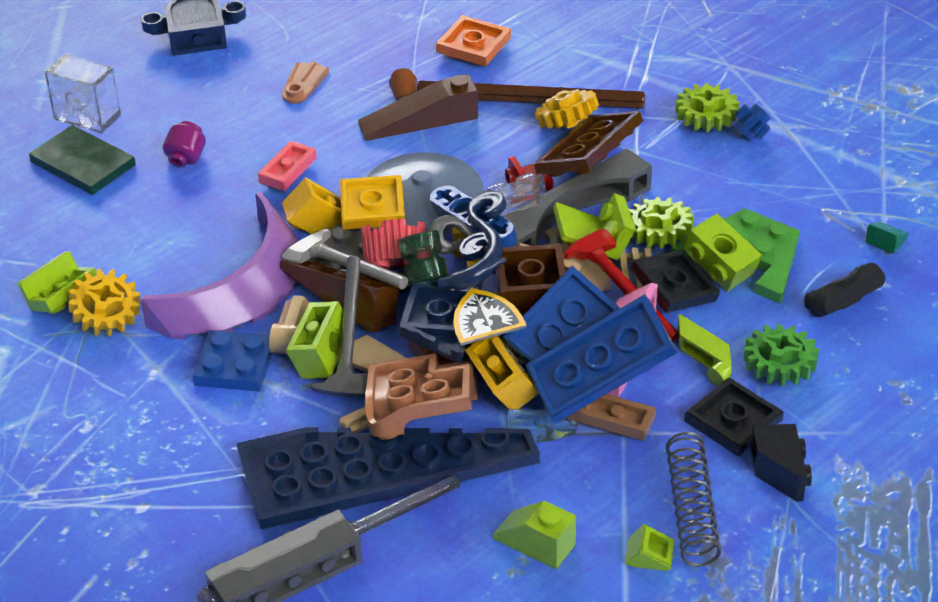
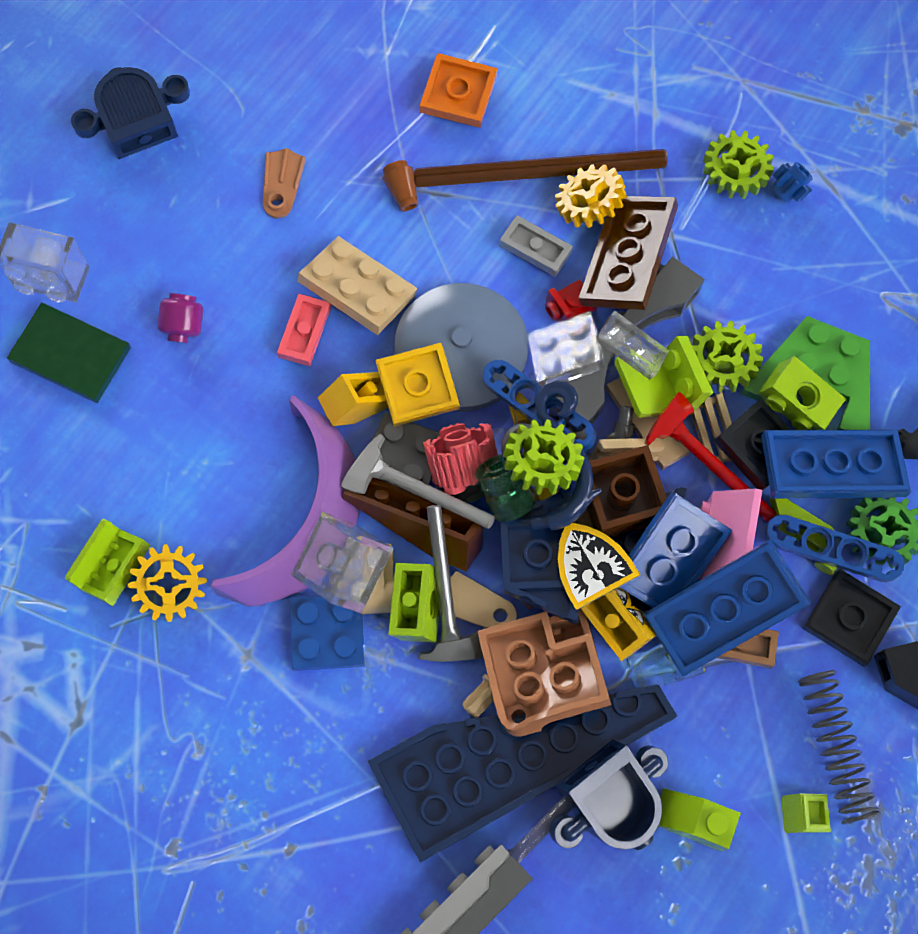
camera: 15 degrees left, 30 degrees up
(262, 295) = (342, 562): none -> clear brick
(343, 142) = (357, 285): none -> tan plate
(434, 106) = (430, 216): reddish brown slope -> none
(455, 495) = (612, 798): none -> piece
(458, 224) = (543, 457): none -> lime gear
(509, 138) = (536, 245): none -> light grey plate
(570, 192) = (632, 345): none -> clear plate
(726, 347) = (834, 543): none -> blue beam
(740, 295) = (835, 464): none -> blue tile

